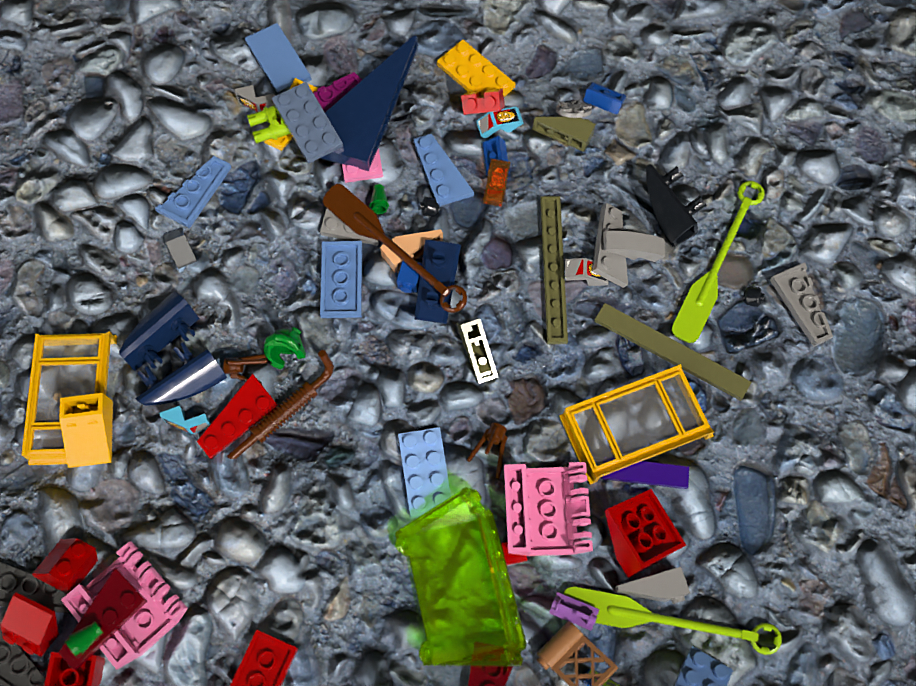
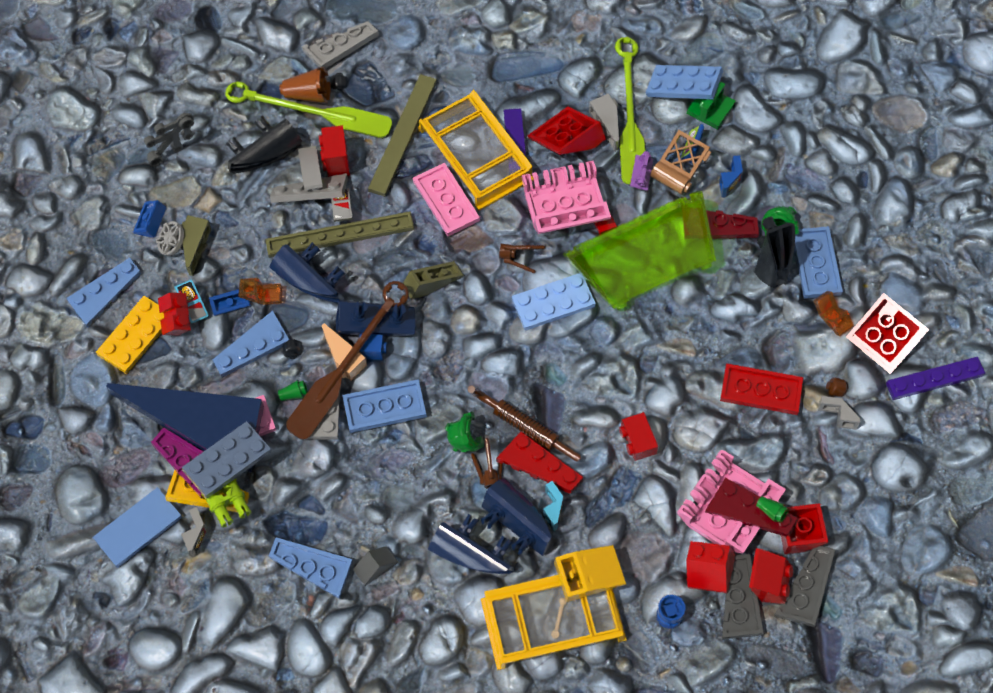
camera: 100 degrees left, 5 degrees down
(33, 511) = (670, 611): none -> blue wheel
(236, 525) = (639, 436): none -> red brick
(503, 224) = (297, 272): none -> dark blue piece
(529, 51) = (98, 294): none -> medium blue wing
(575, 380) = (446, 199): none -> bright pink plate
(651, 271) = (334, 151): none -> red brick
(694, 117) = (184, 123): none -> dark grey plant
(744, 260) = (307, 86): none -> dark orange cone

